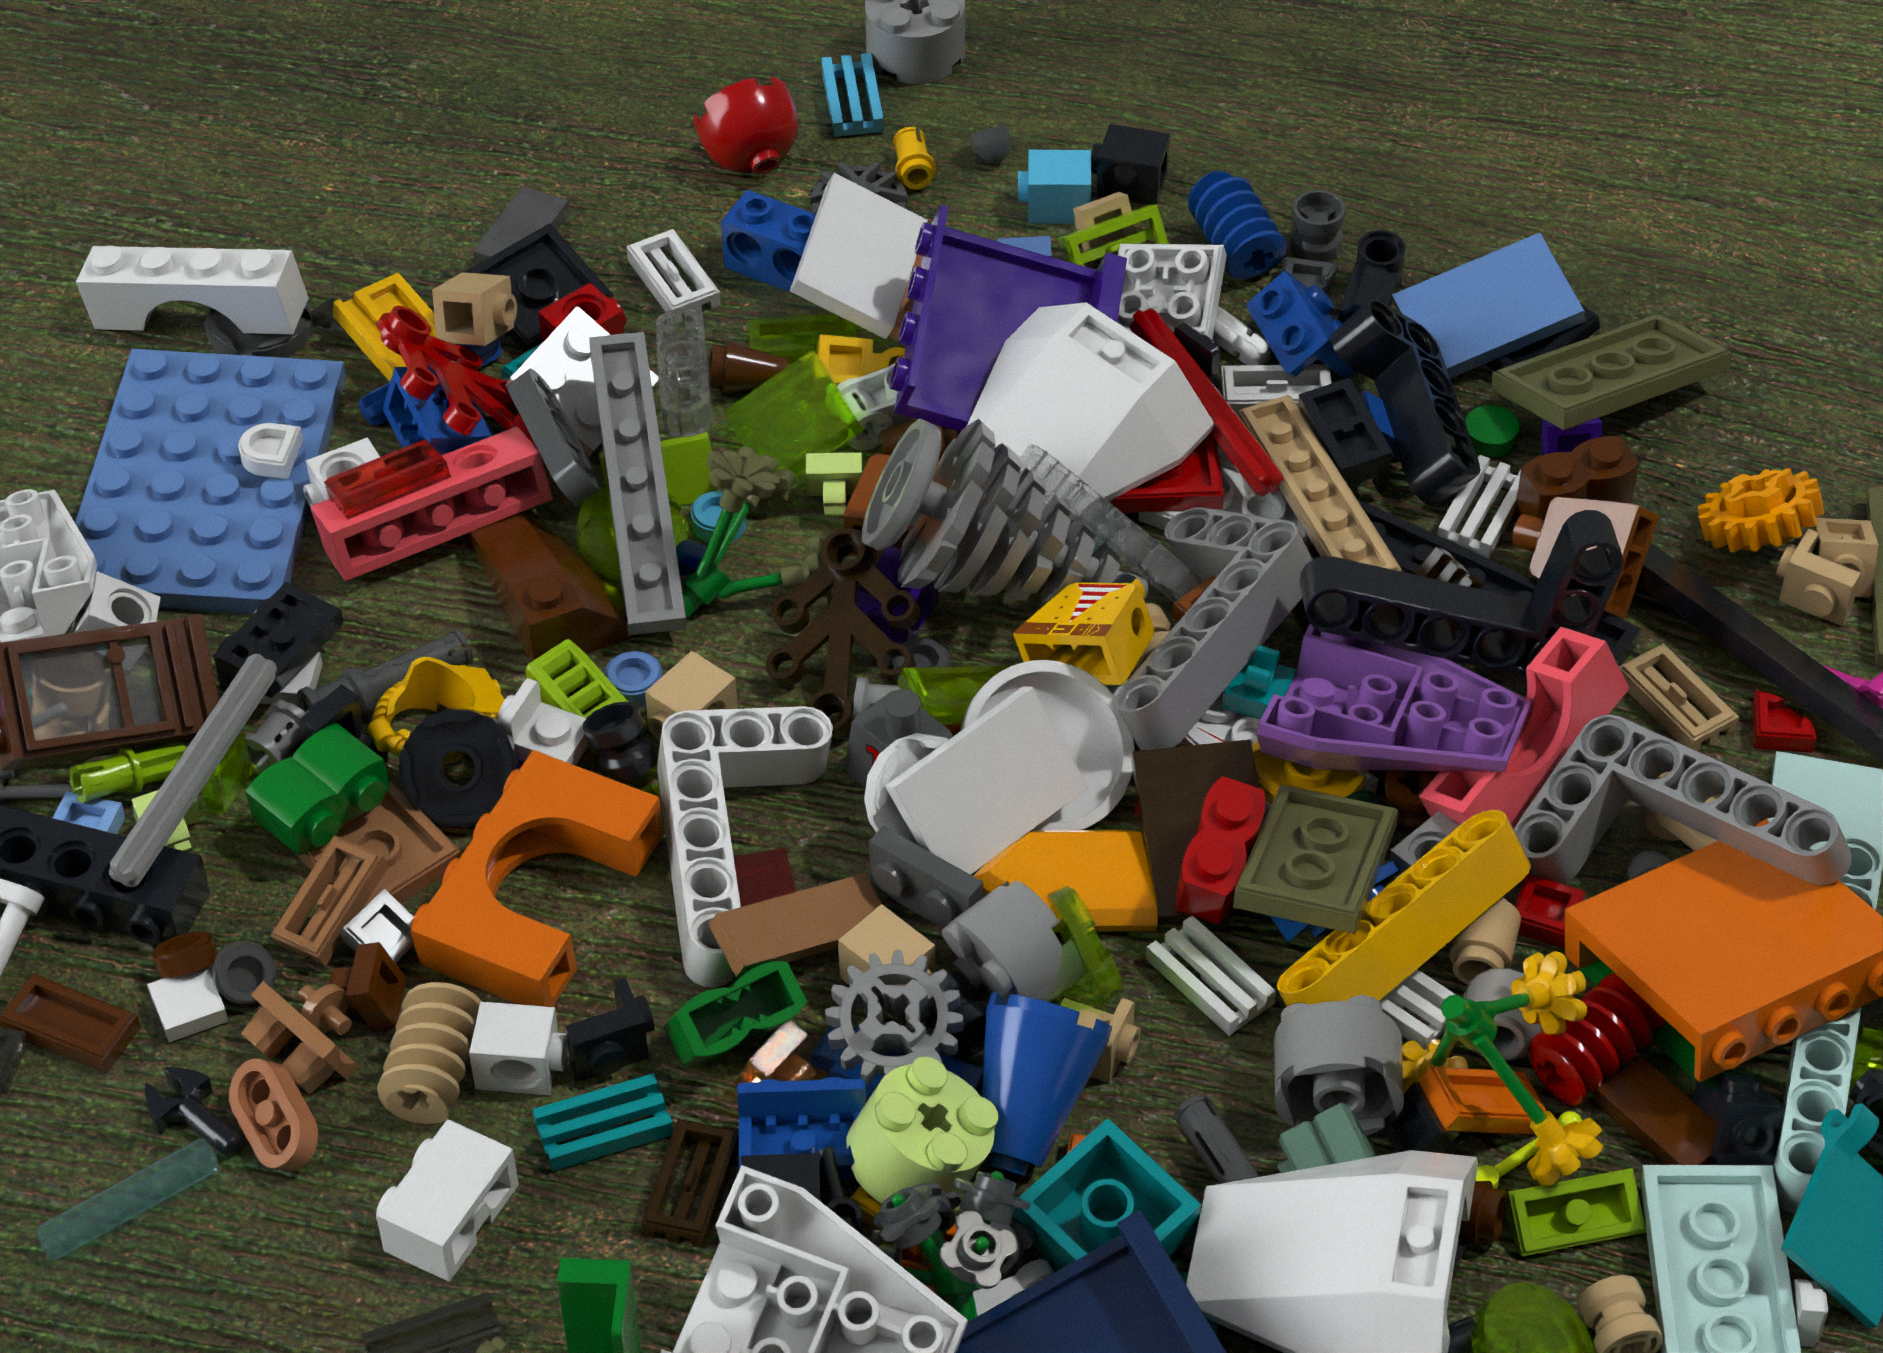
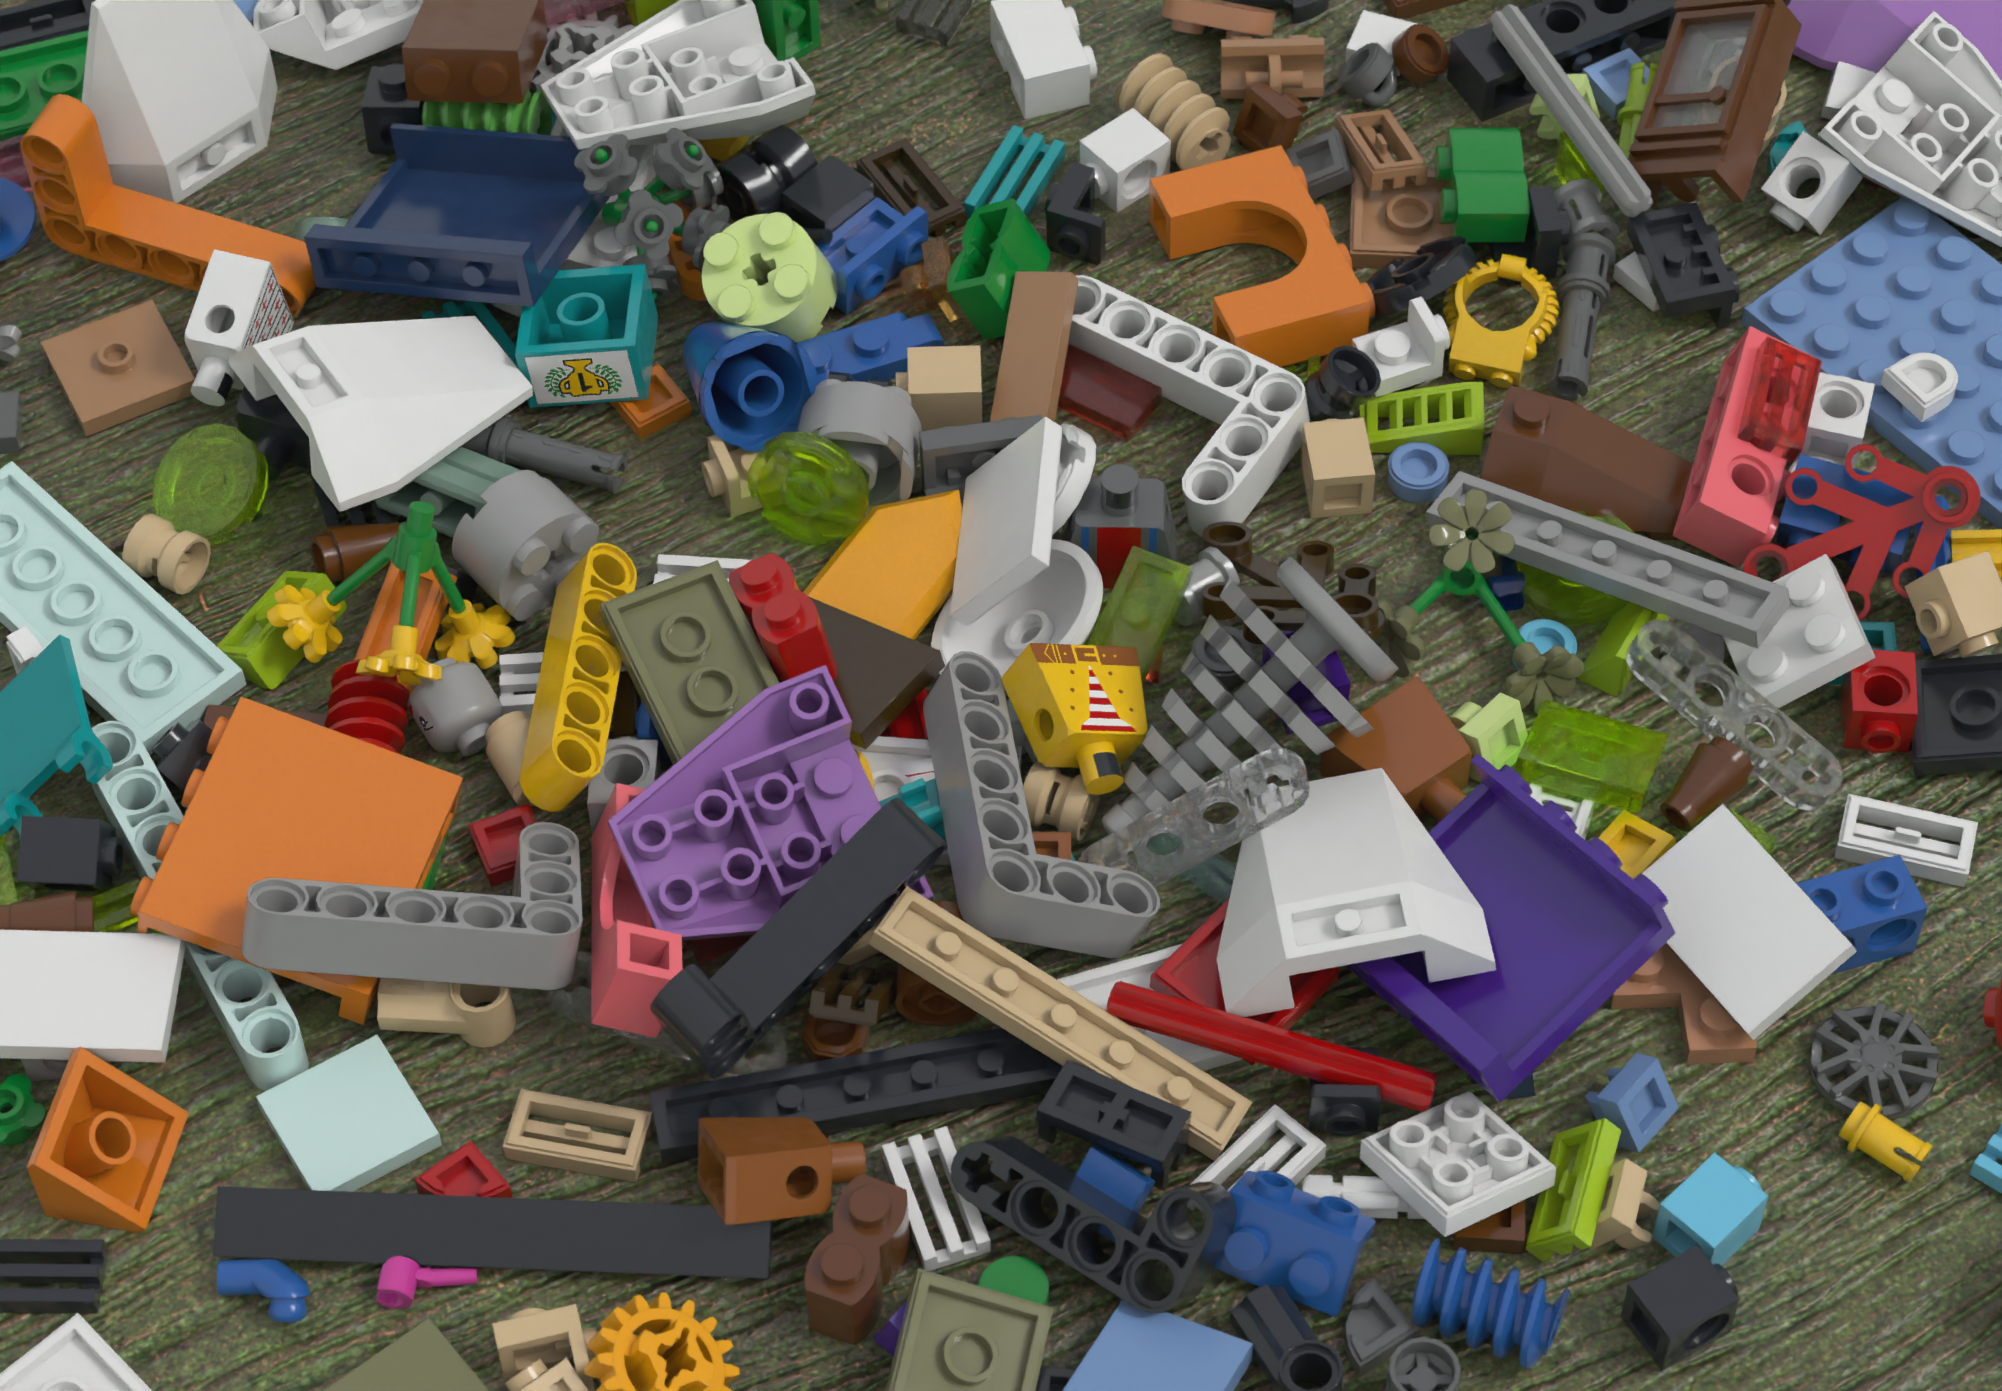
camera: 135 degrees right, 5 degrees up
(554, 437) = (1760, 557): dark grey beam -> none
(913, 1000) = (872, 323): light grey gear -> none
(991, 144) = (1847, 1224): dark grey hinge -> none
(1493, 1173) = (362, 608): neon yellow hinge -> none

